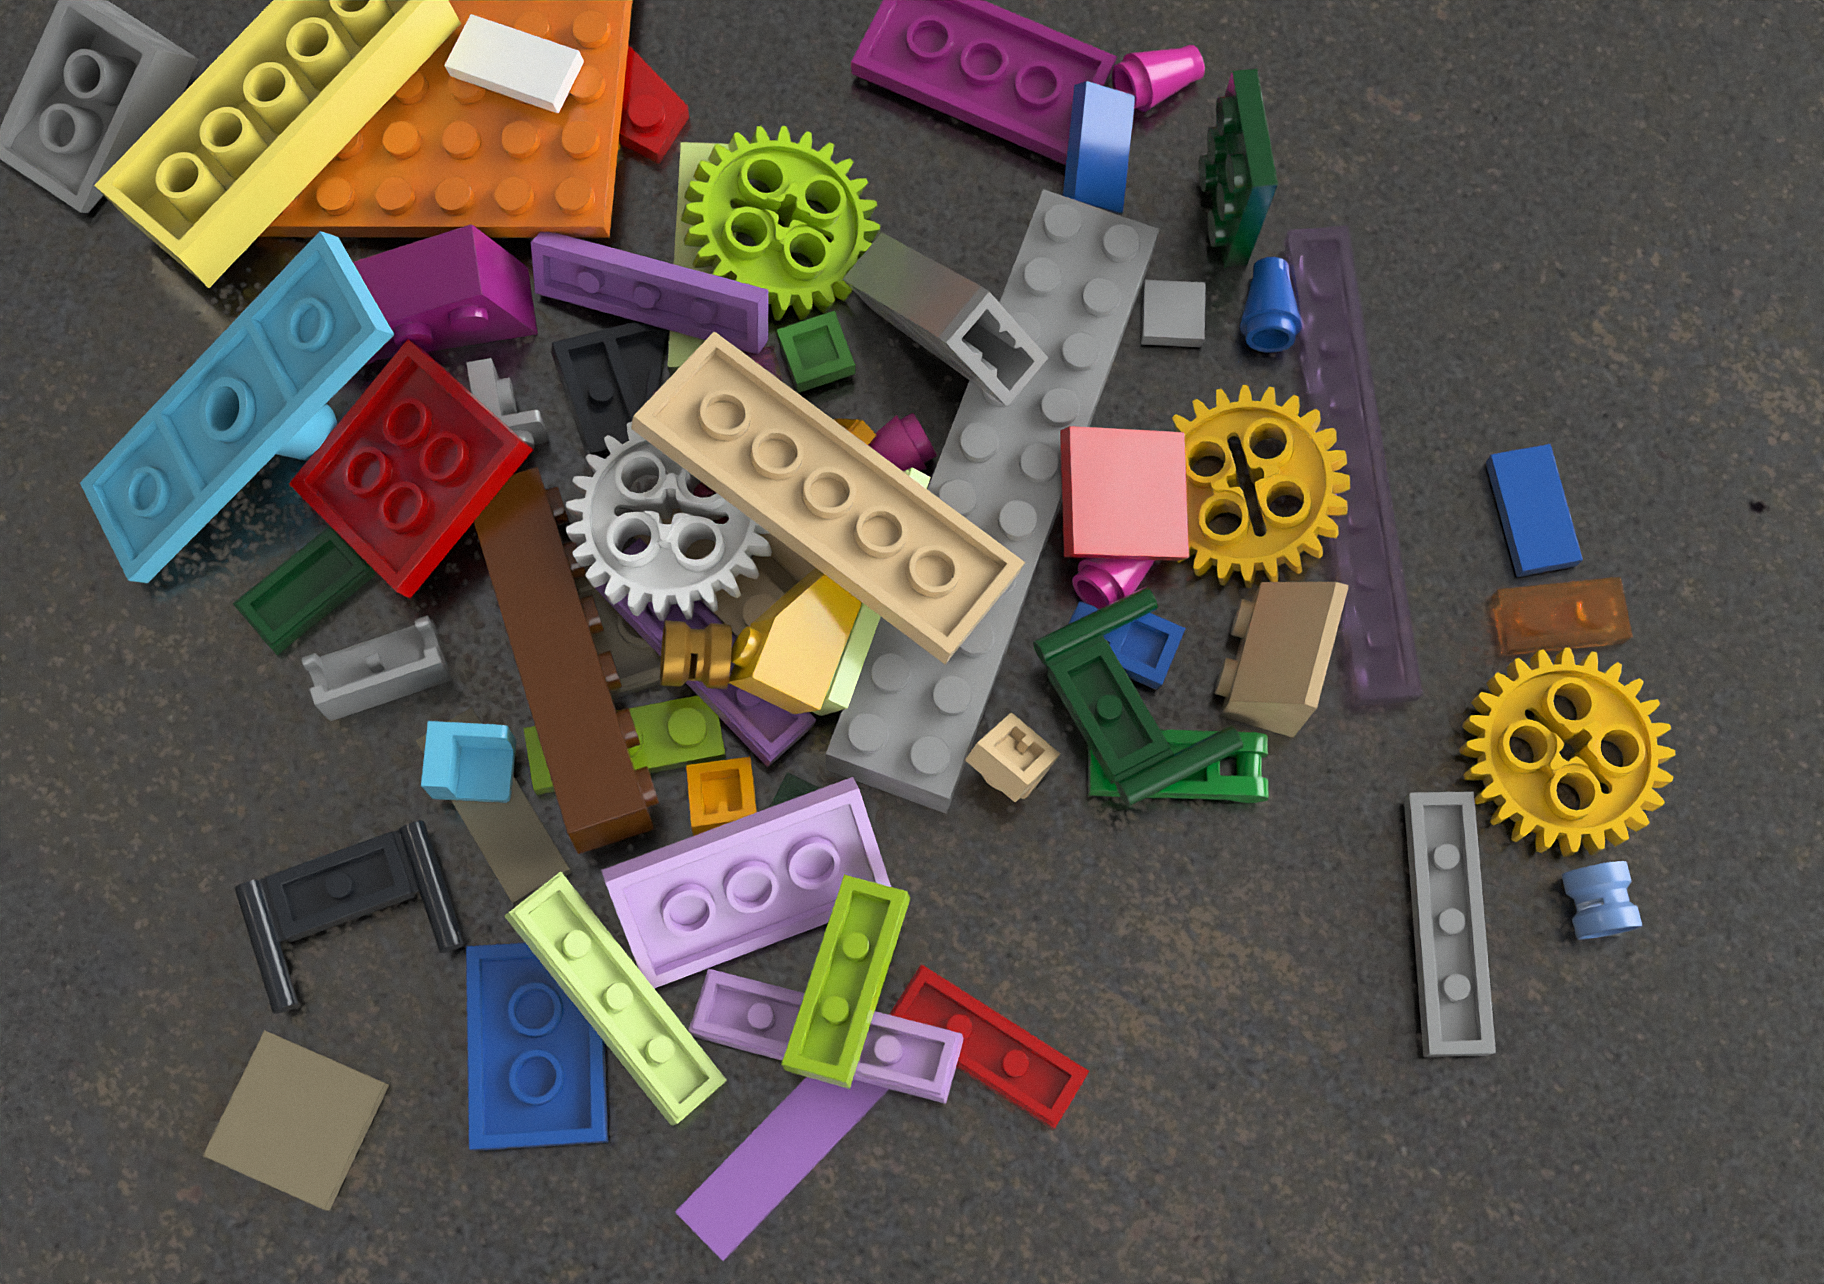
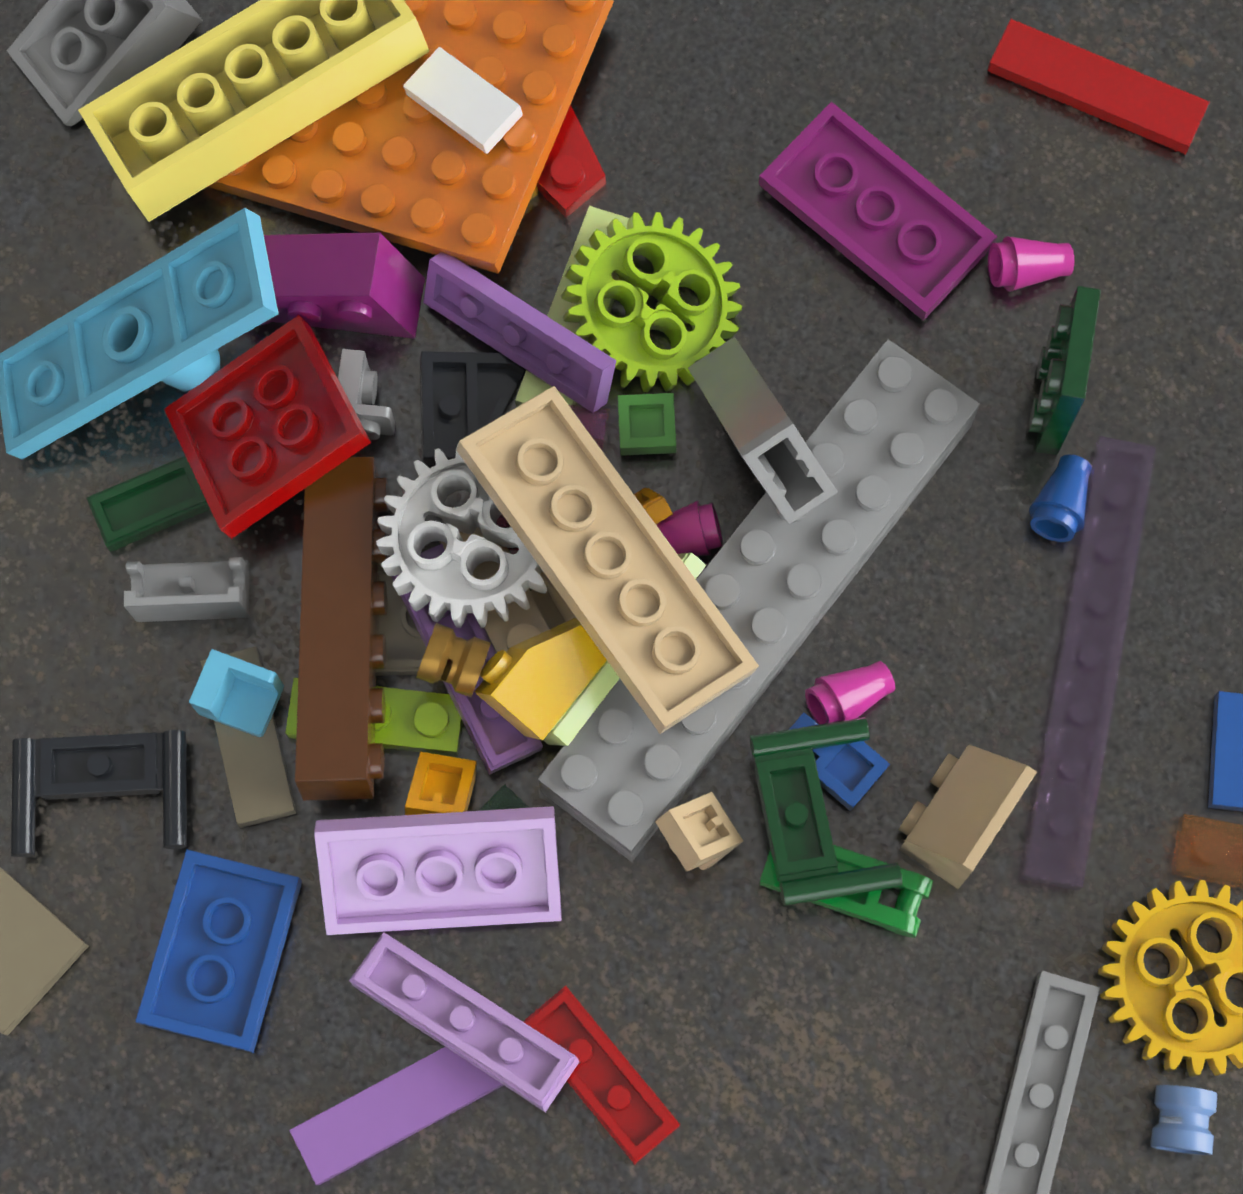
camera: 25 degrees right, 0 degrees up
(616, 998) = (296, 933): yellowish green tile -> none
(846, 981) = (492, 980): lime plate -> none
(1099, 146) = (953, 314): blue tile -> none
(1124, 494) = (871, 630): tile -> none
(1173, 313) = (974, 480): light grey tile -> none
(1301, 471) = (1038, 653): yellow gear -> none

